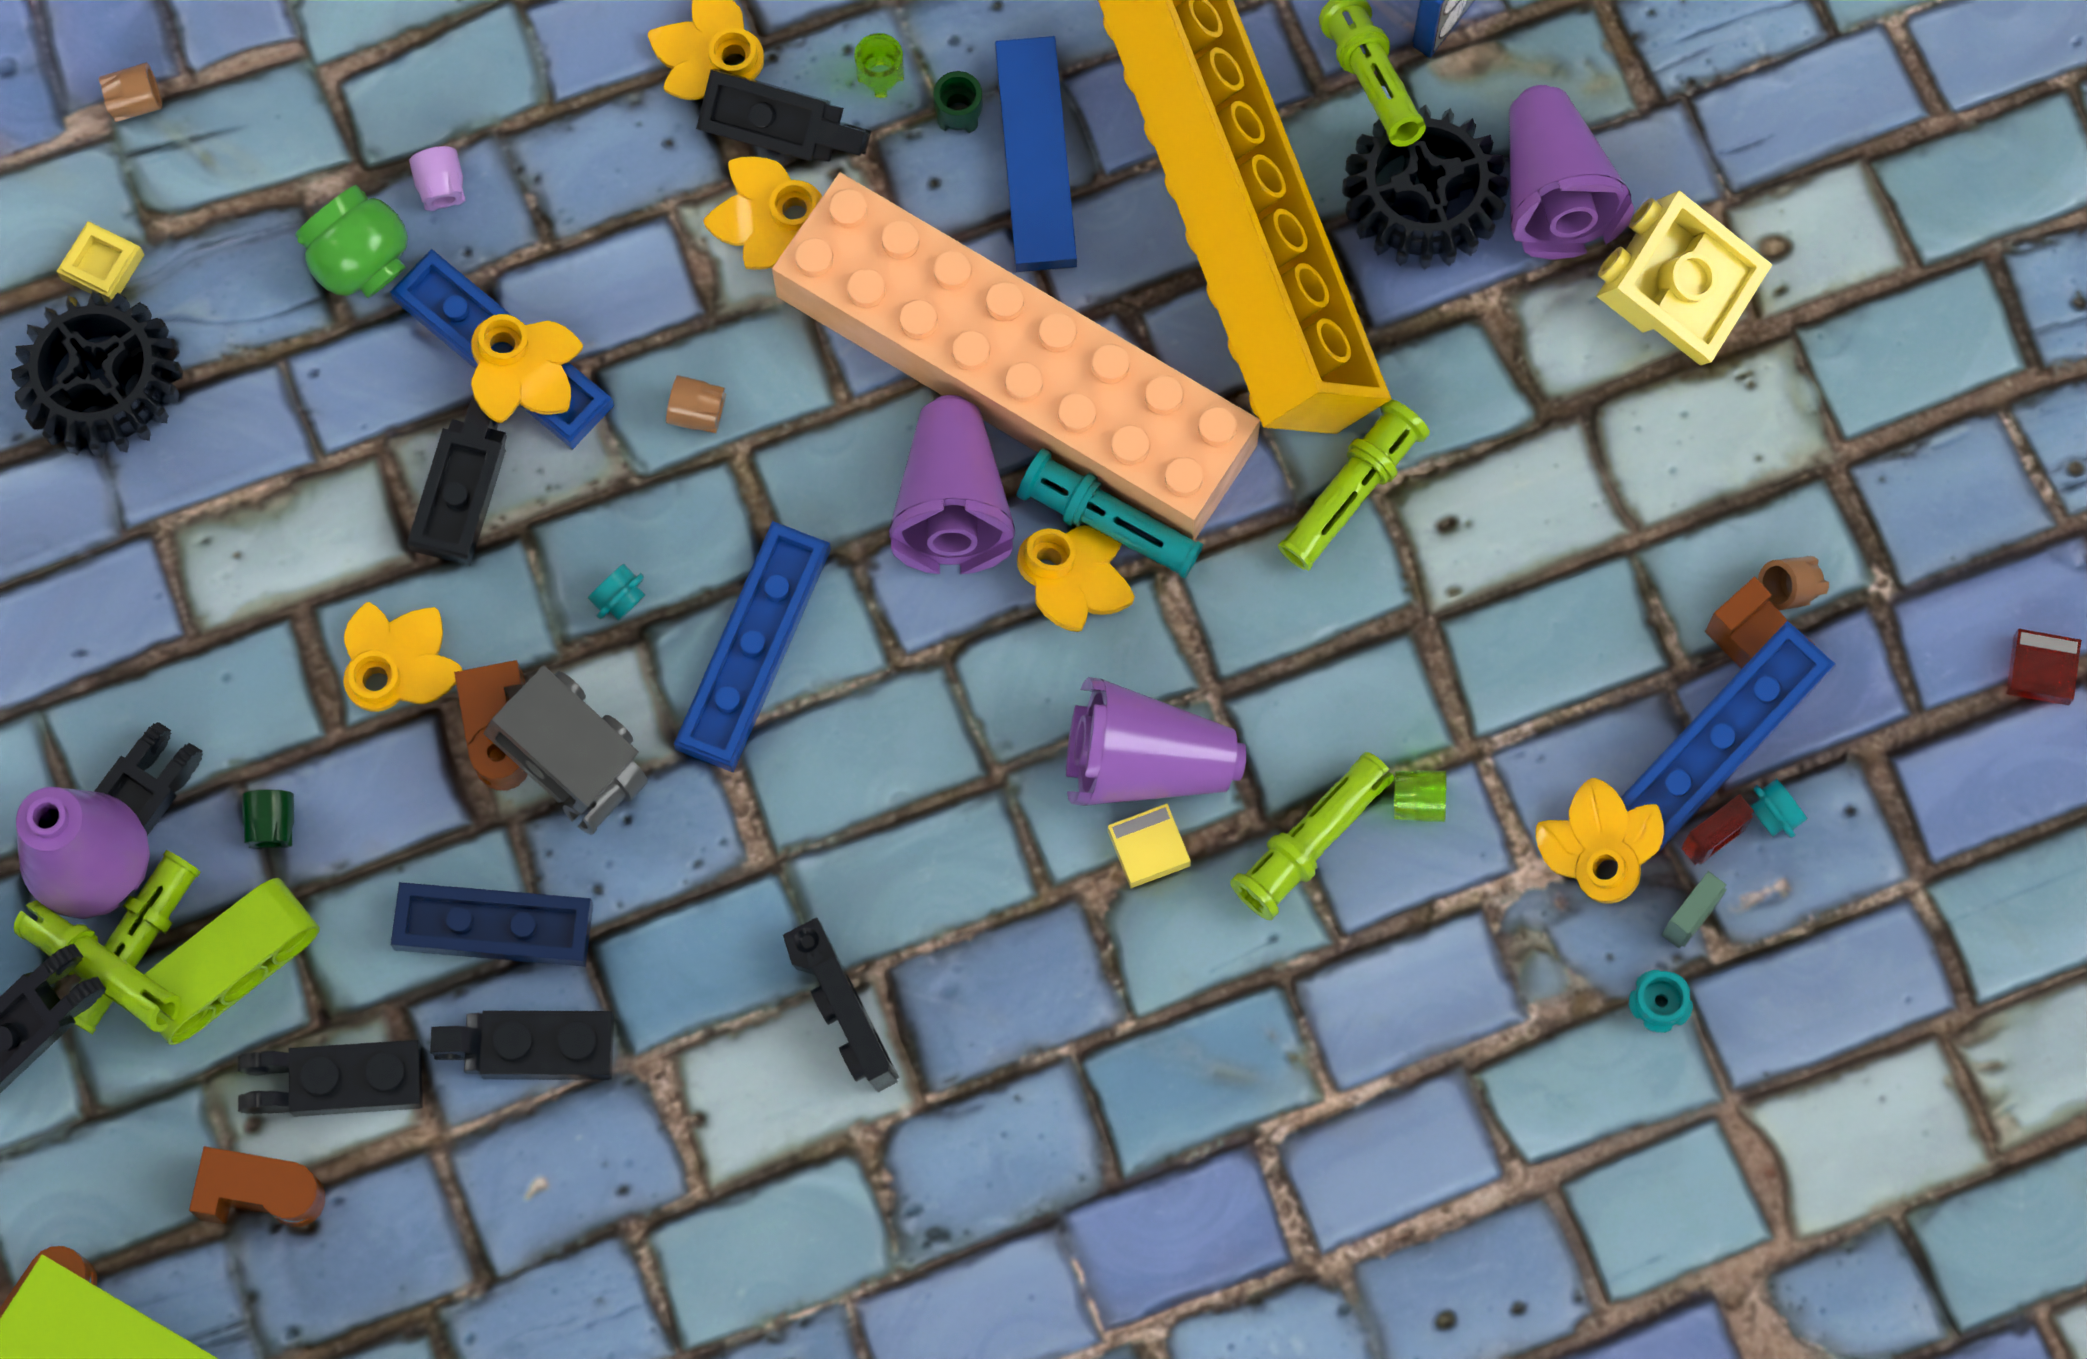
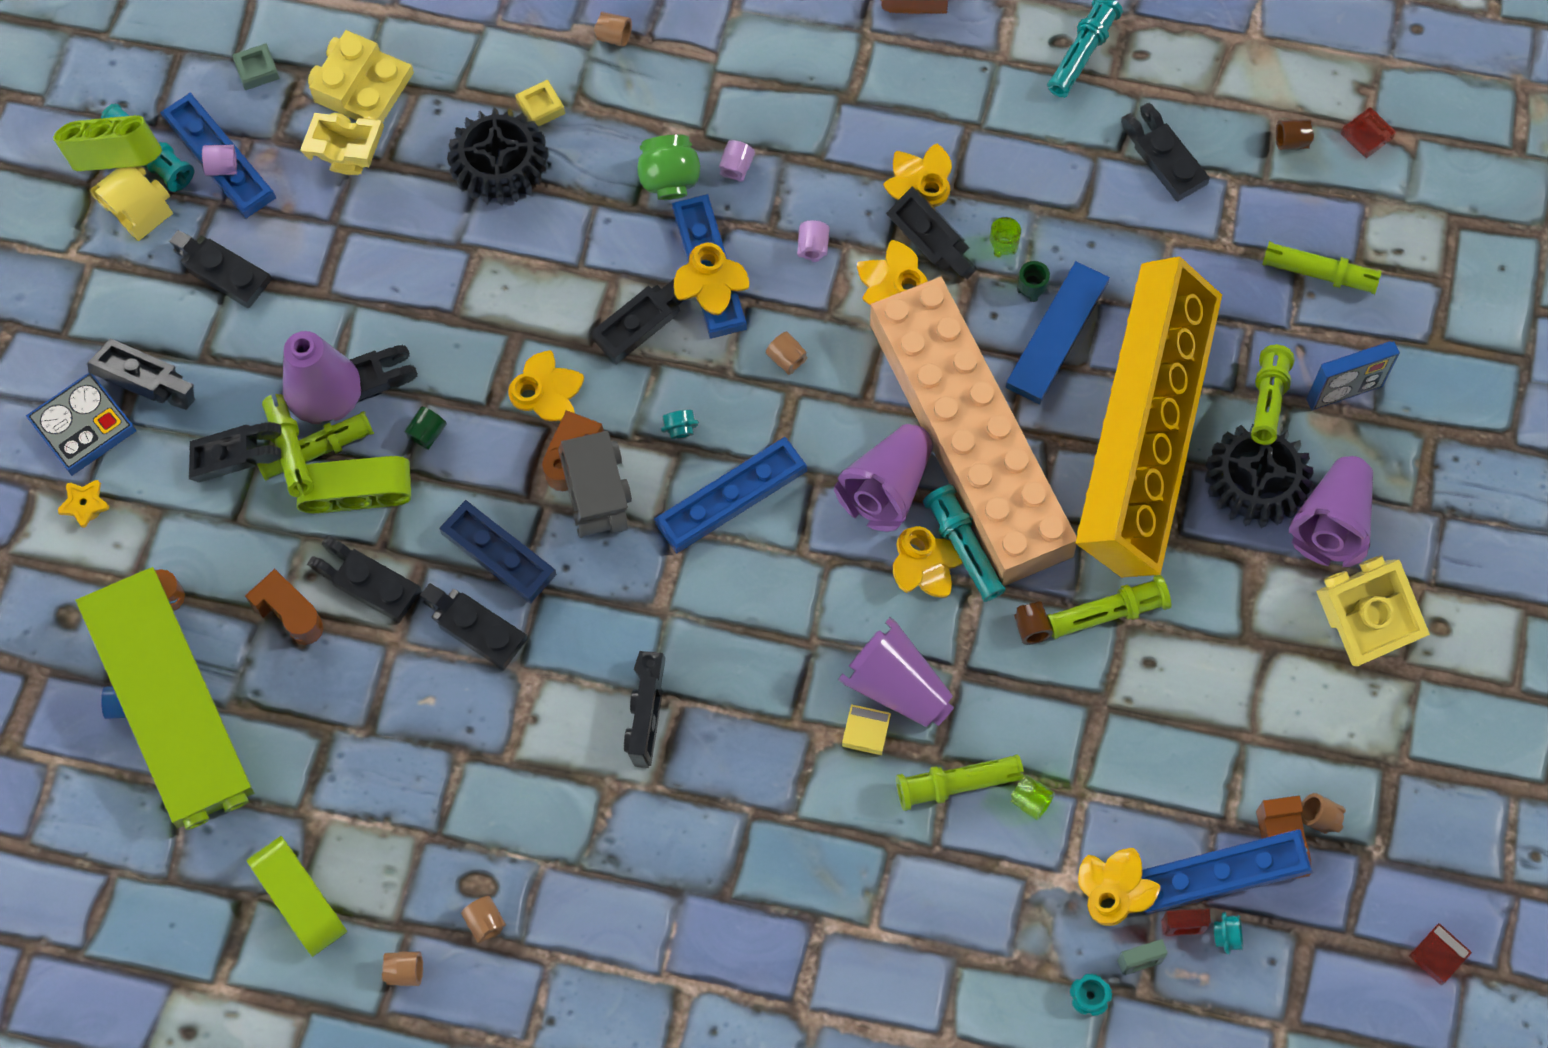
camera: 35 degrees right, 5 degrees down
(623, 226) = (813, 240): none -> lavender hose
(1268, 566) = (1033, 623): none -> reddish brown hose

